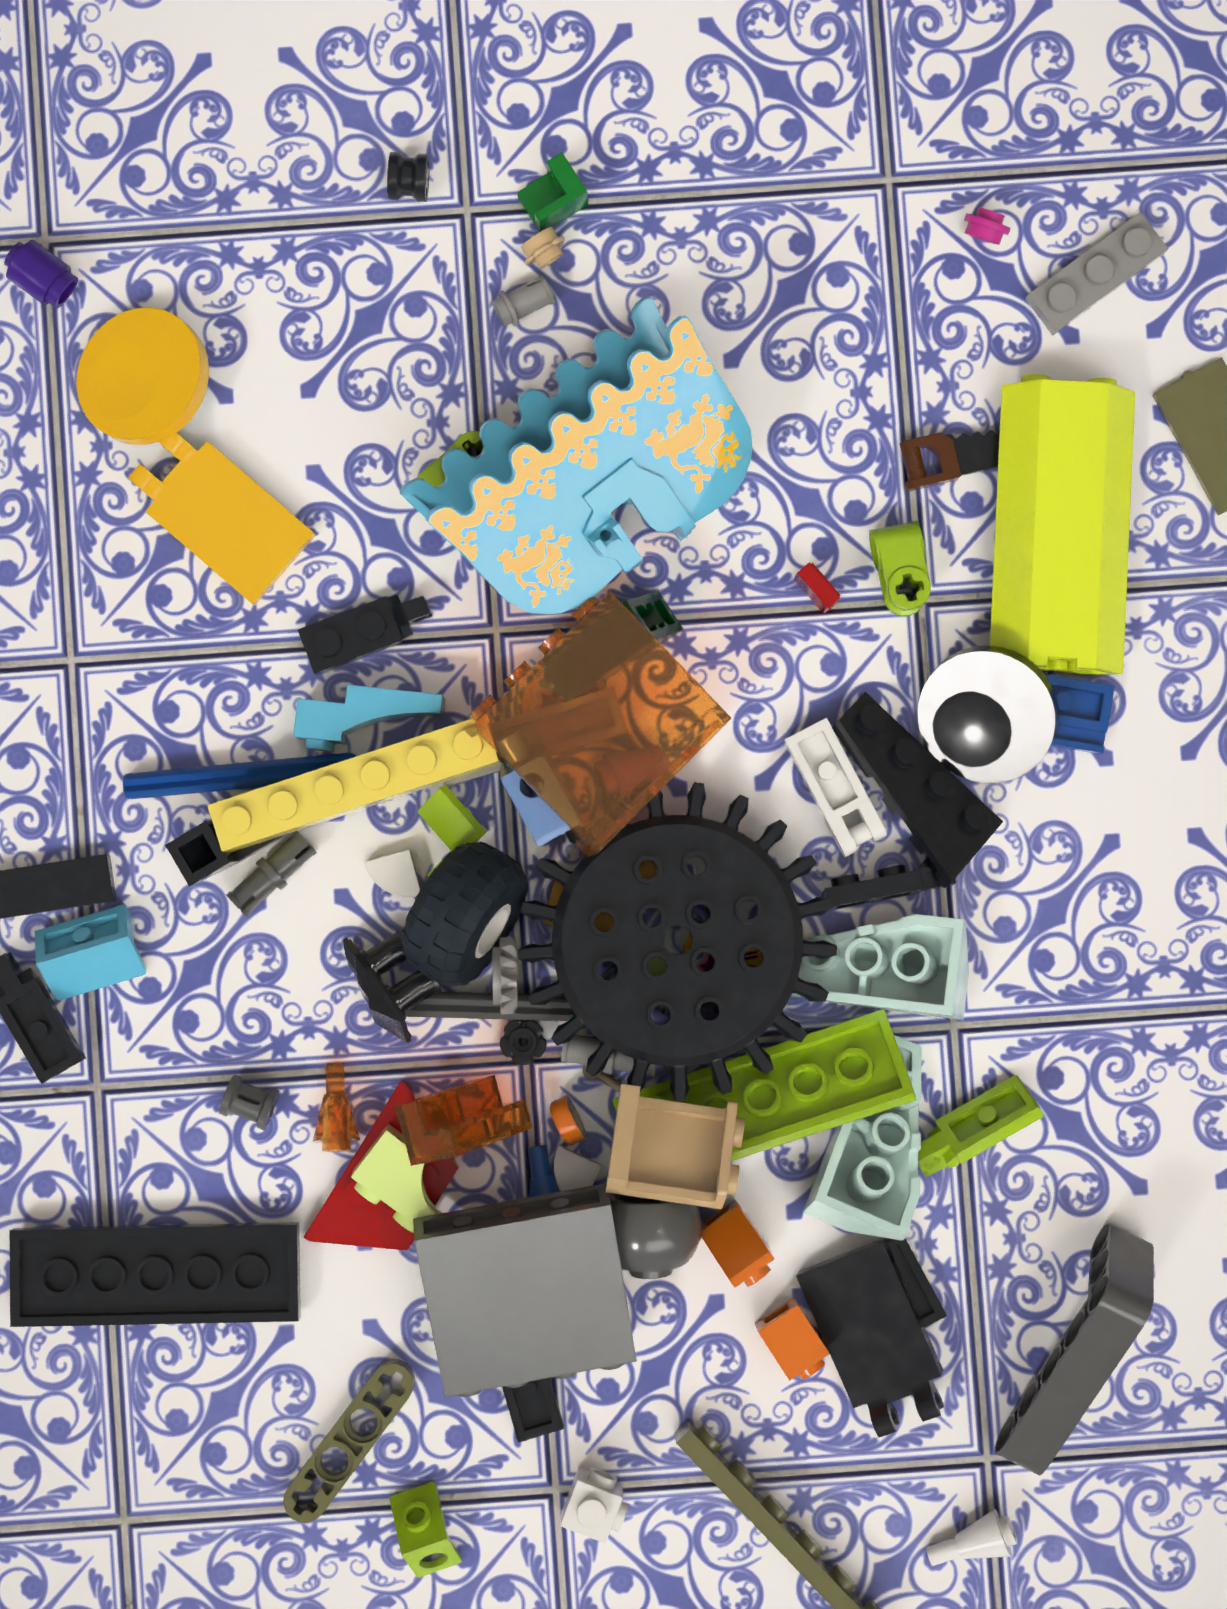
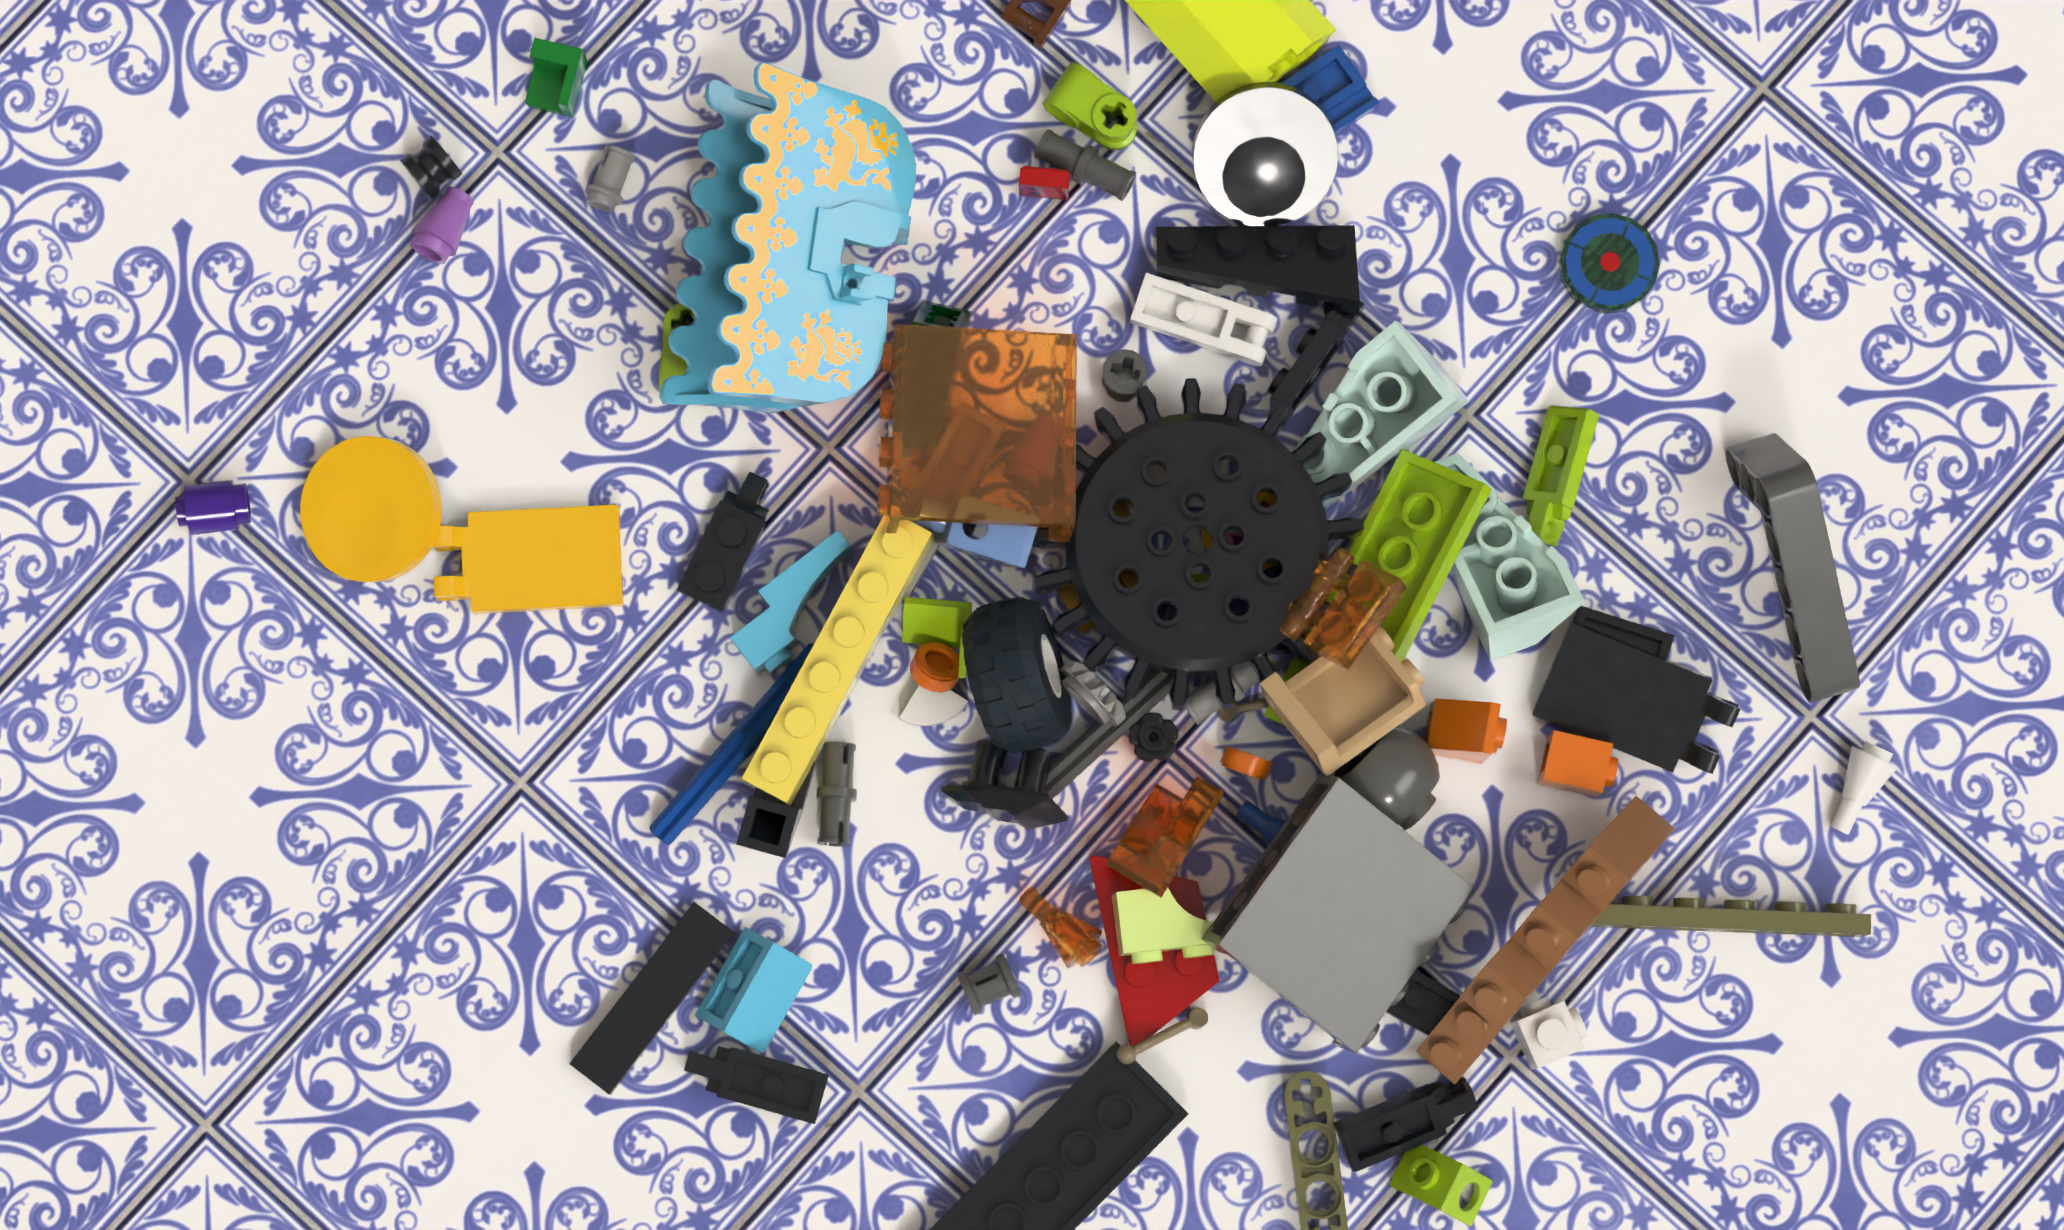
camera: 45 degrees left, 5 degrees down
(368, 1258) = (1195, 1019): none -> dark tan hinge
(378, 225) = (442, 226): none -> medium lavender cone
(420, 851) = (935, 667): none -> orange tile
(439, 1467) = (1403, 1122): none -> black hinge
(543, 248) = (587, 124): tan plate -> none
(574, 1169) = (1284, 796): white tile -> none
(655, 1447) = (1544, 939): none -> medium nougat arch
(734, 1099) = (1354, 613): none -> clear orange plate
(746, 760) = (1115, 363): none -> dark grey bush
(858, 601) = (1085, 164): none -> dark grey pin
(1154, 1016) = (1609, 263): none -> tile

